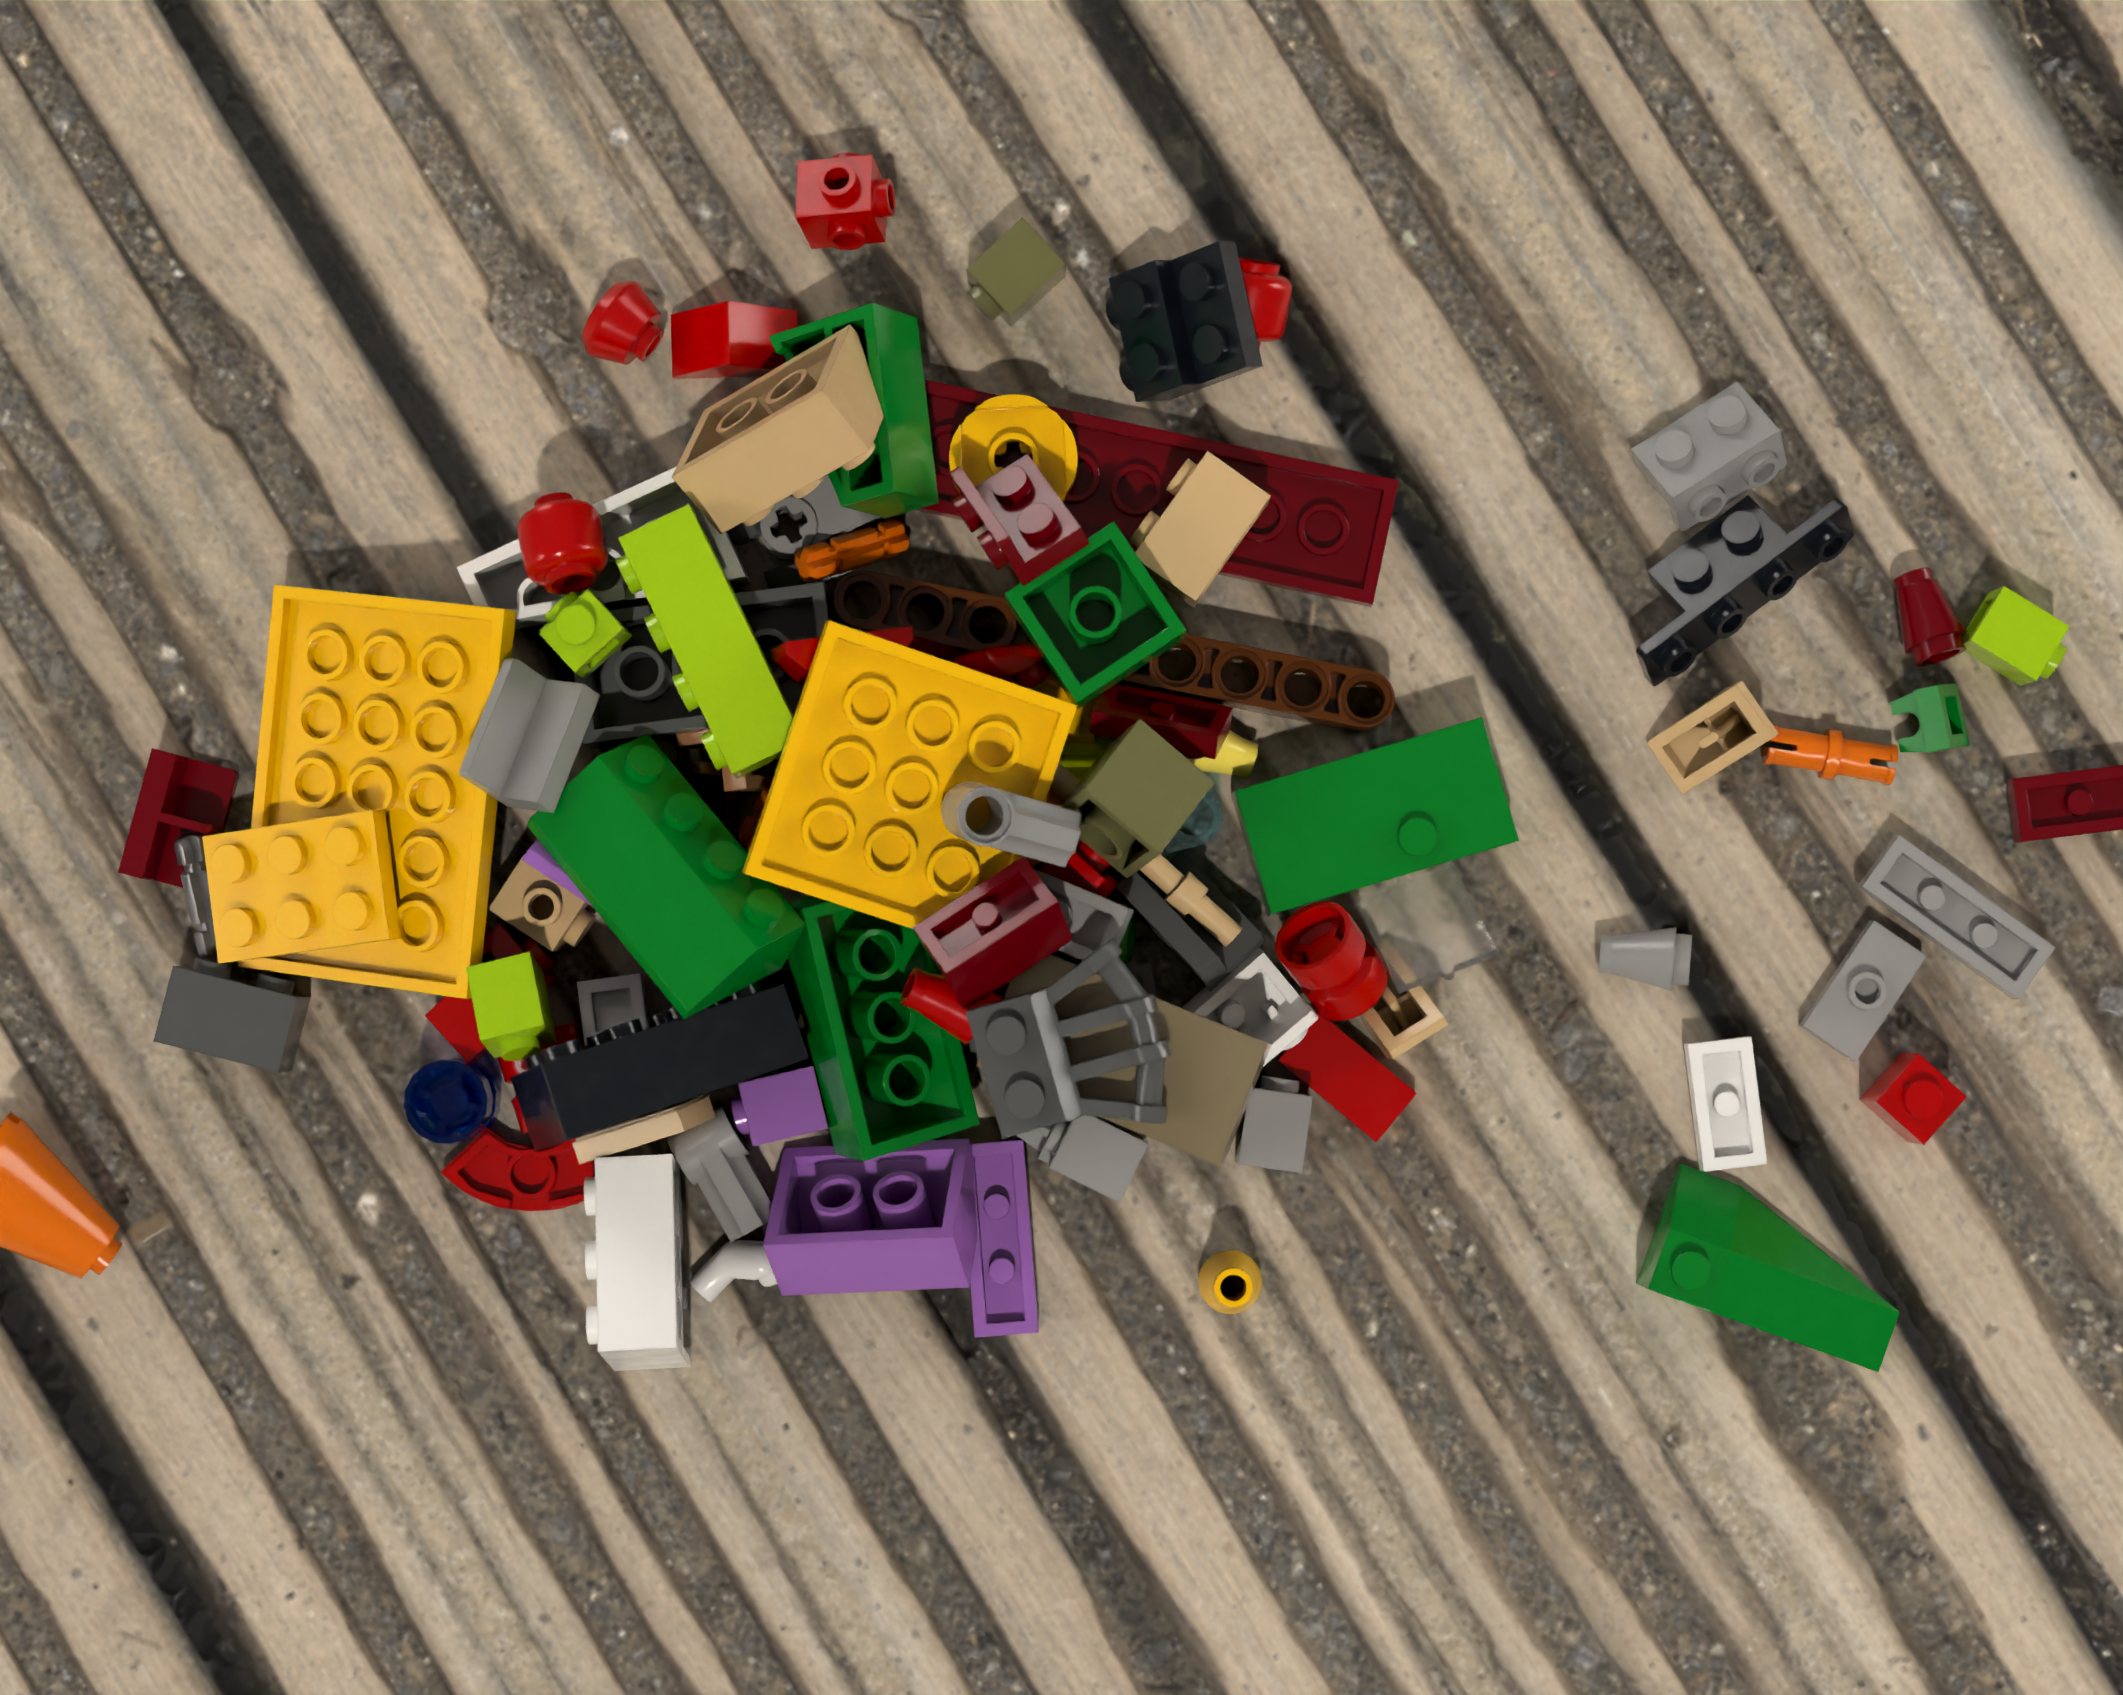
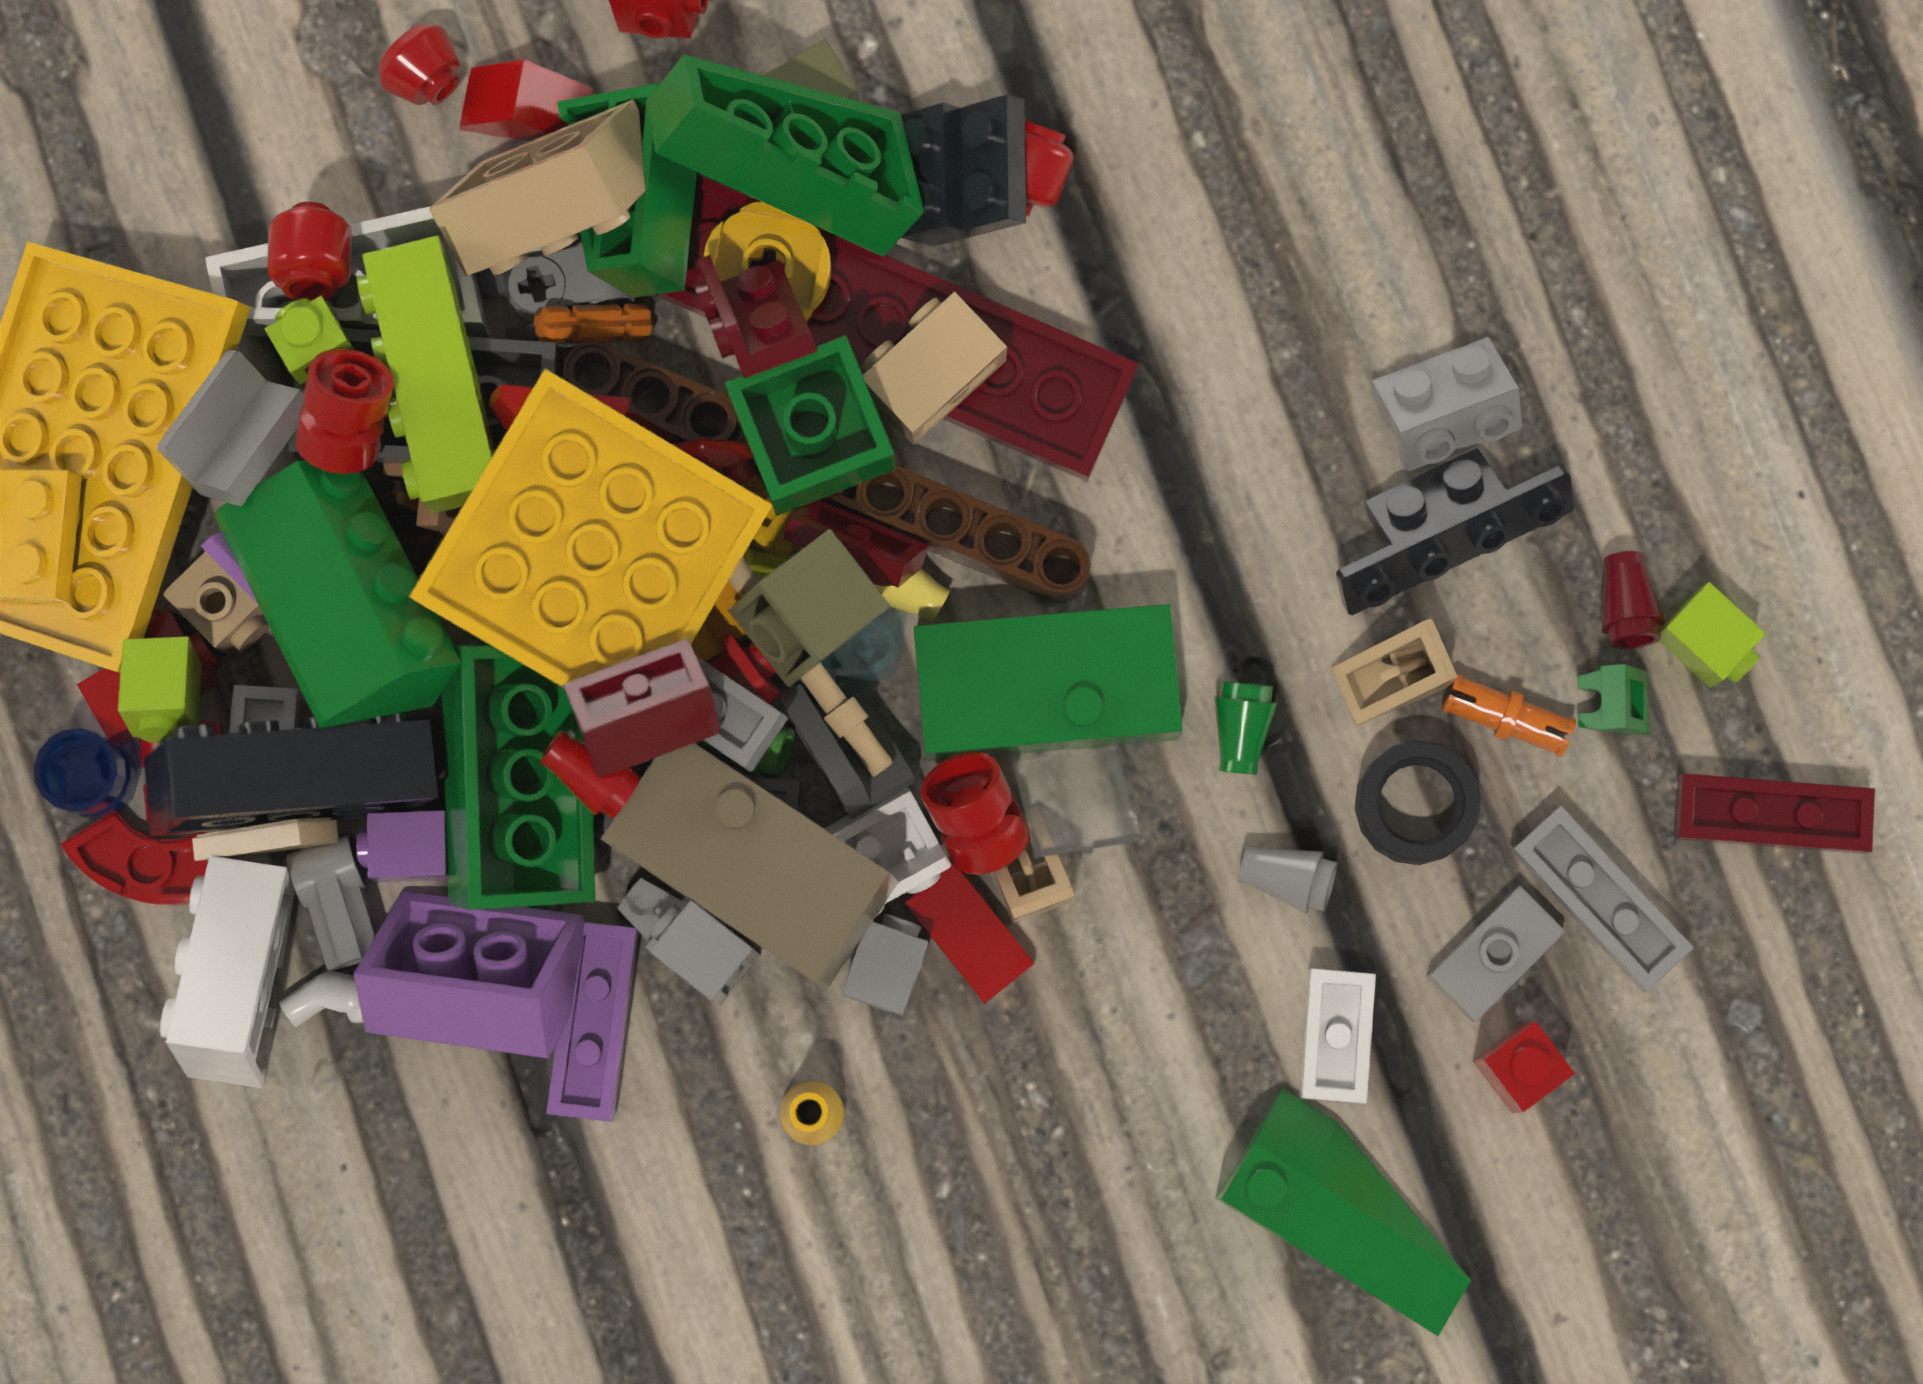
camera: 10 degrees right, 5 degrees down
(634, 698) = (343, 411): none -> red wheel
(1014, 824) = (686, 604): light grey piece -> none
(1017, 341) = (791, 148): none -> green wedge
(1029, 1061) = (651, 846): dark grey plate -> none
(1572, 816) = (1242, 724): none -> green cone
(1807, 857) = (1456, 773): none -> black tyre

